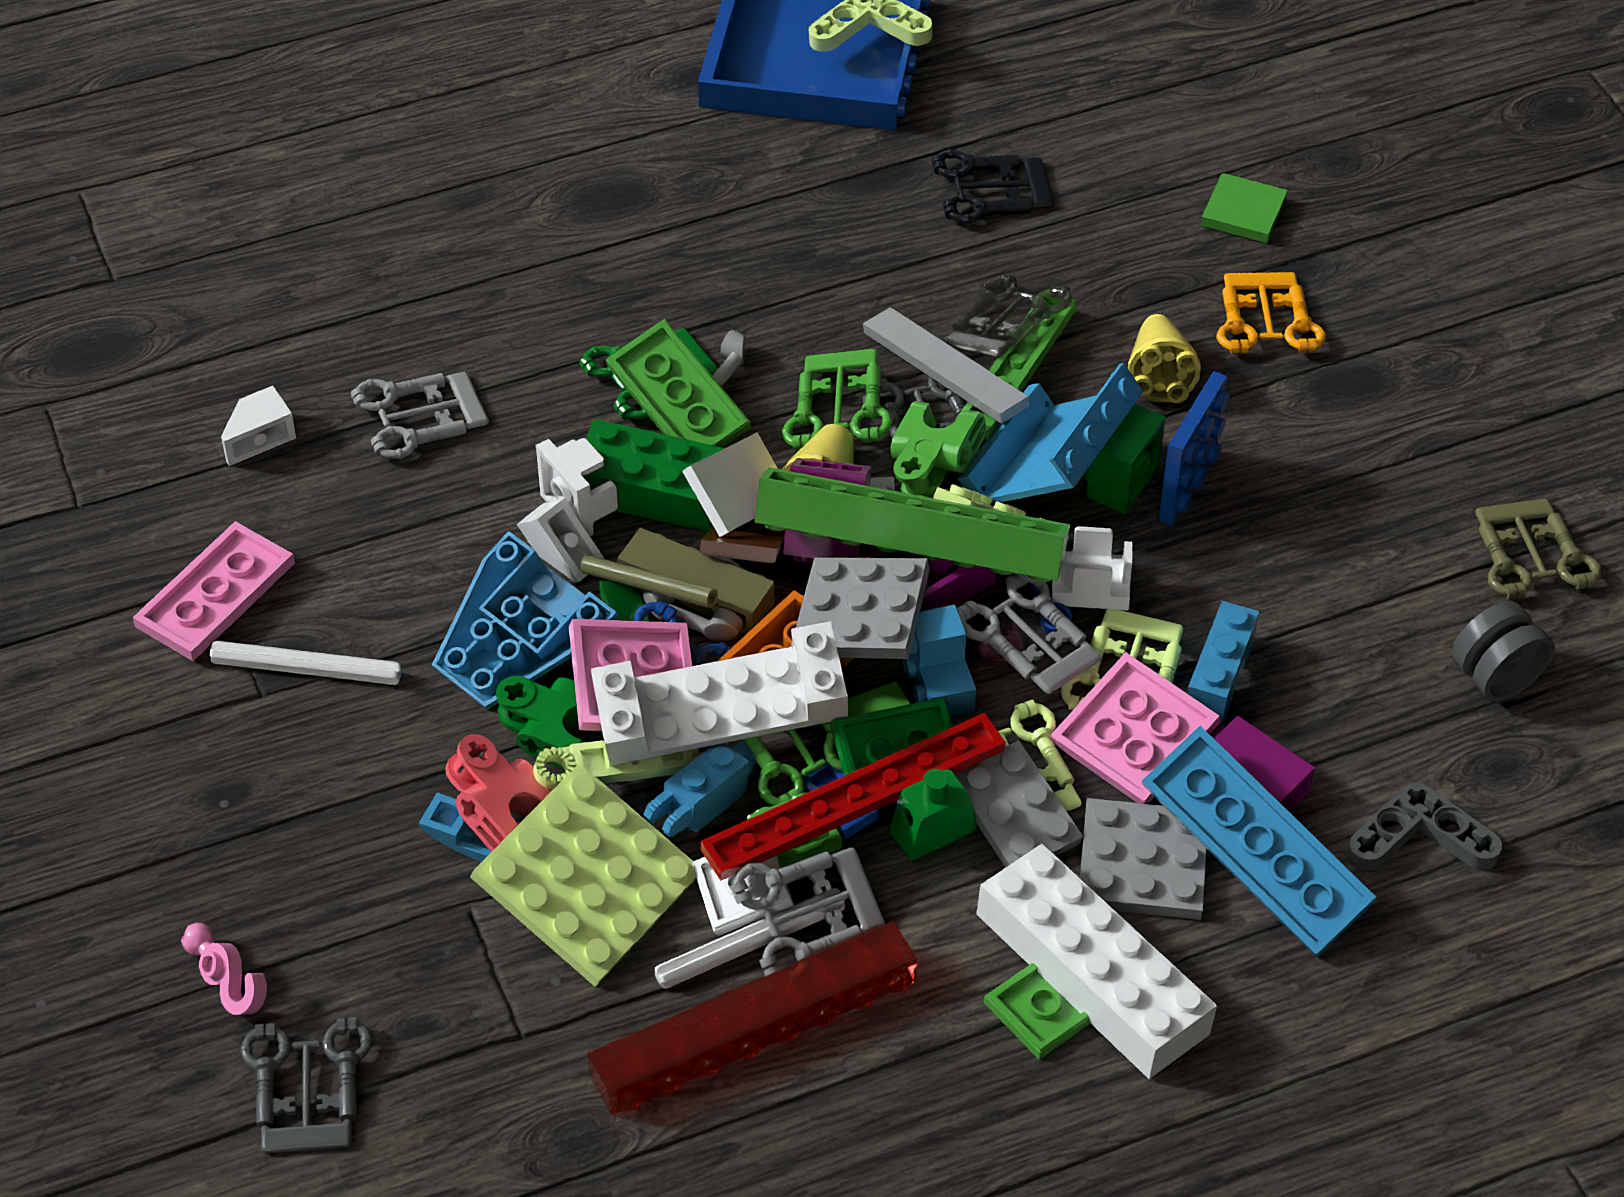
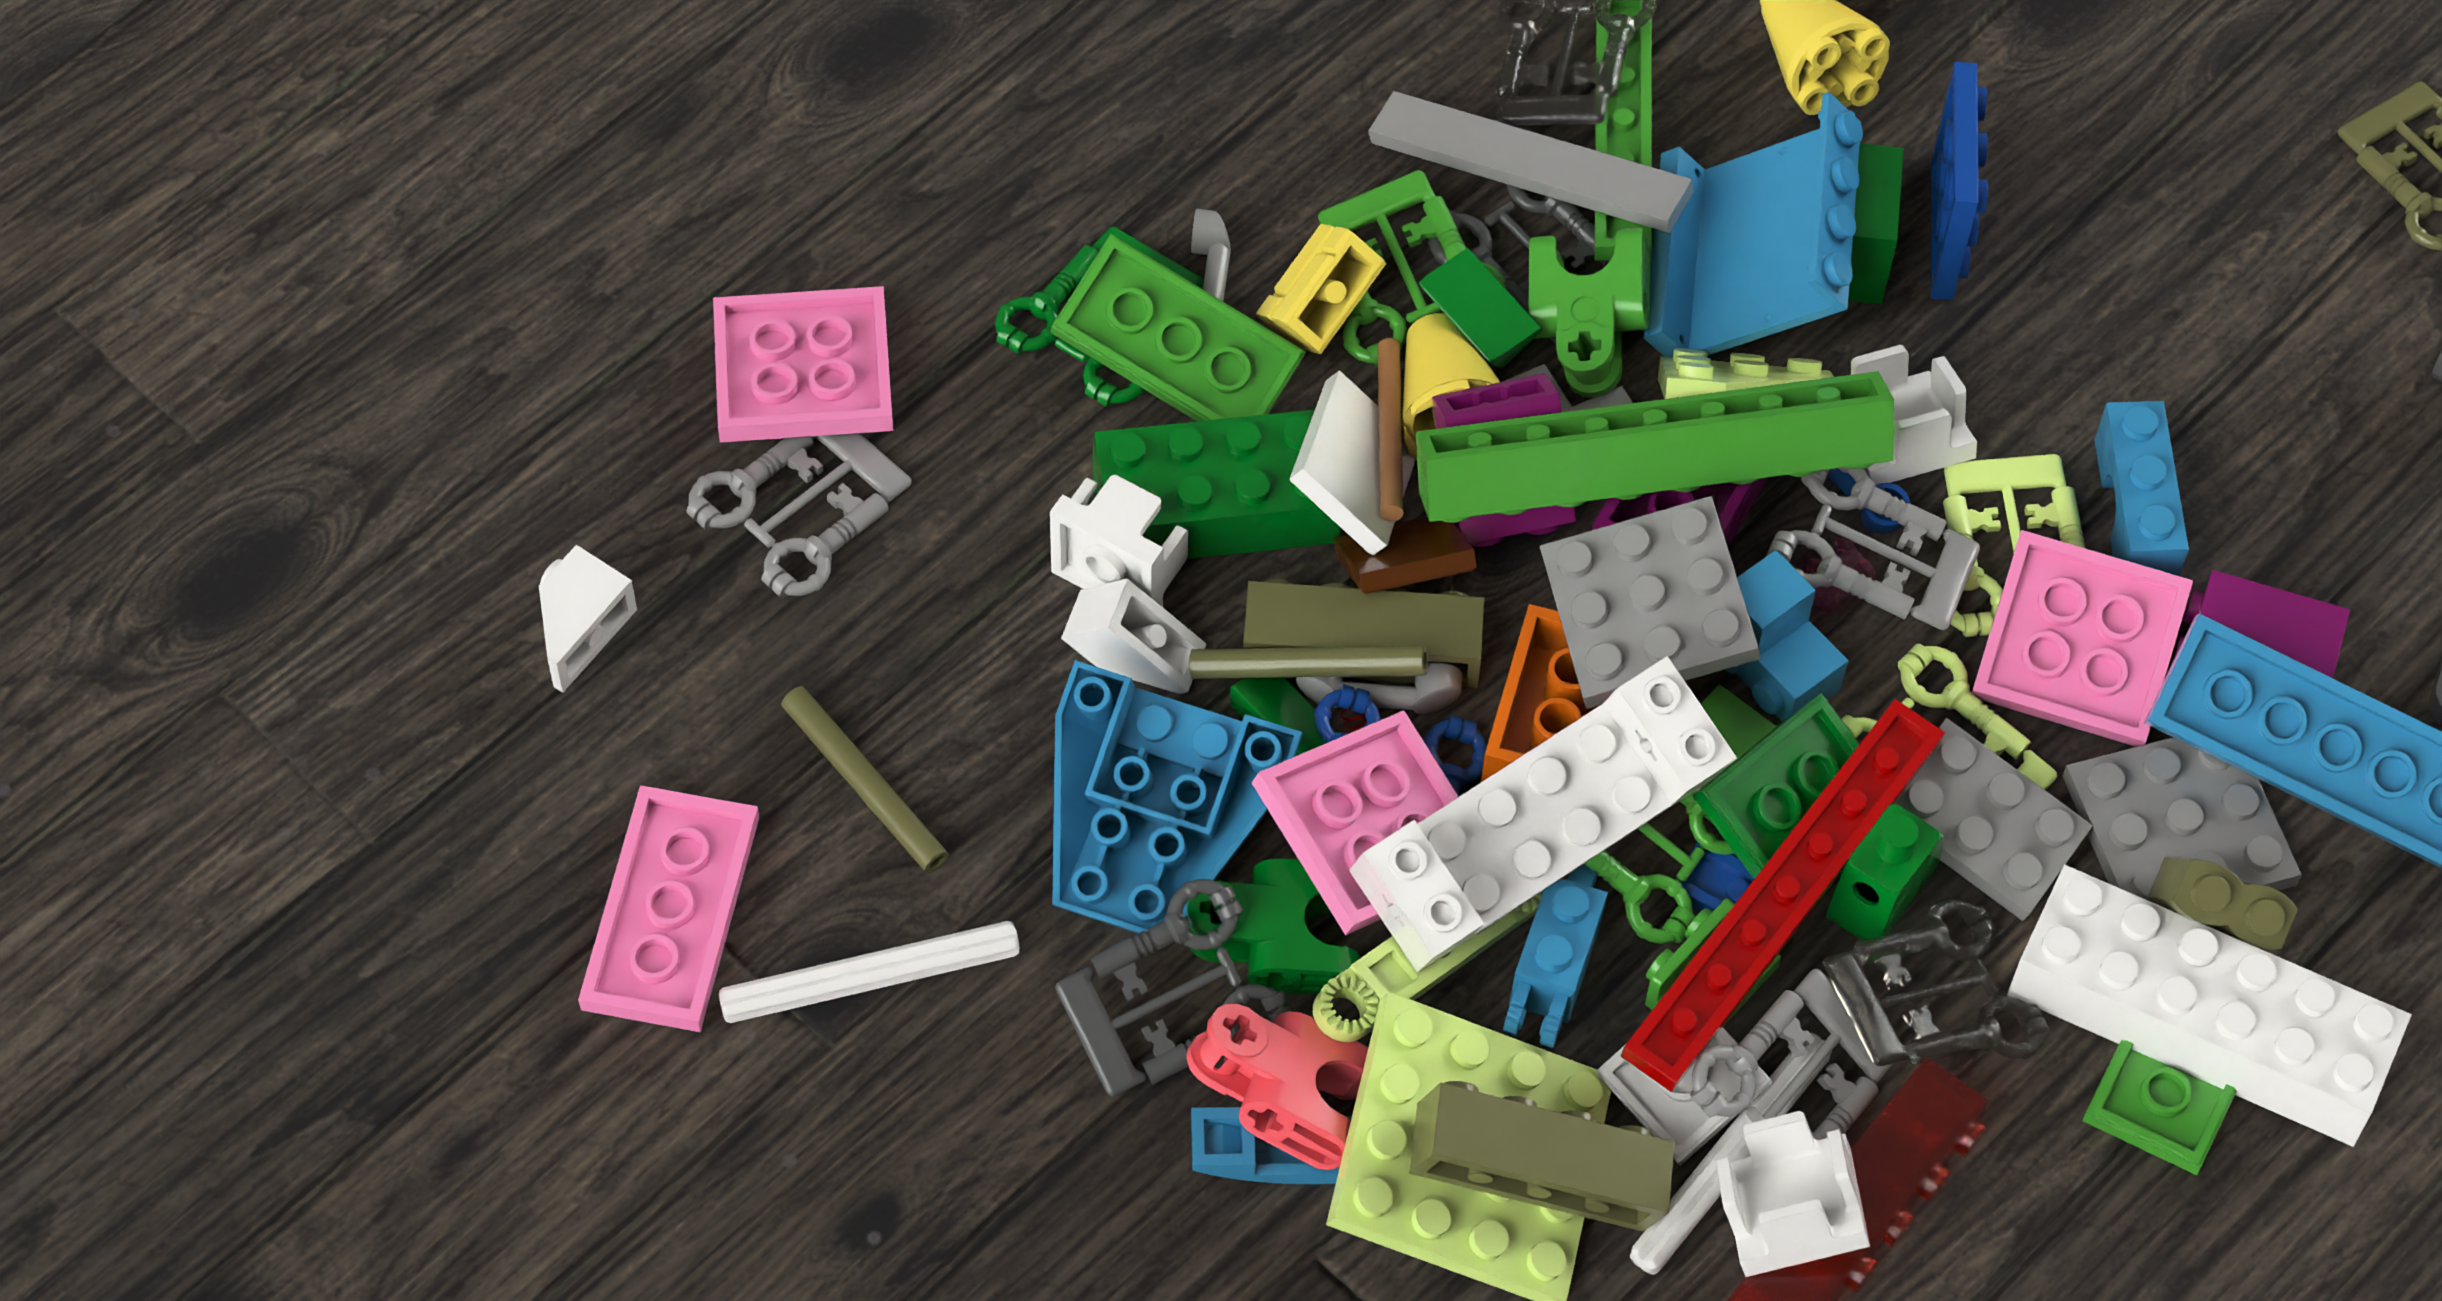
camera: 25 degrees left, 10 degrees up
(365, 564) = (865, 780): none -> olive piece
(410, 722) = (1099, 1032): none -> dark grey piece
(459, 339) = (802, 364): none -> bright pink plate
(619, 885) = (1542, 1156): none -> olive brick
(749, 503) = (1390, 430): none -> medium nougat bar
(760, 966) = (1791, 1196): none -> white panel
(777, 390) = (1321, 288): none -> light yellow brick
(863, 428) = (1481, 307): none -> green slope
(872, 884) = (1885, 951): none -> clear smoke piece
(1126, 895) = (2223, 902): none -> olive brick

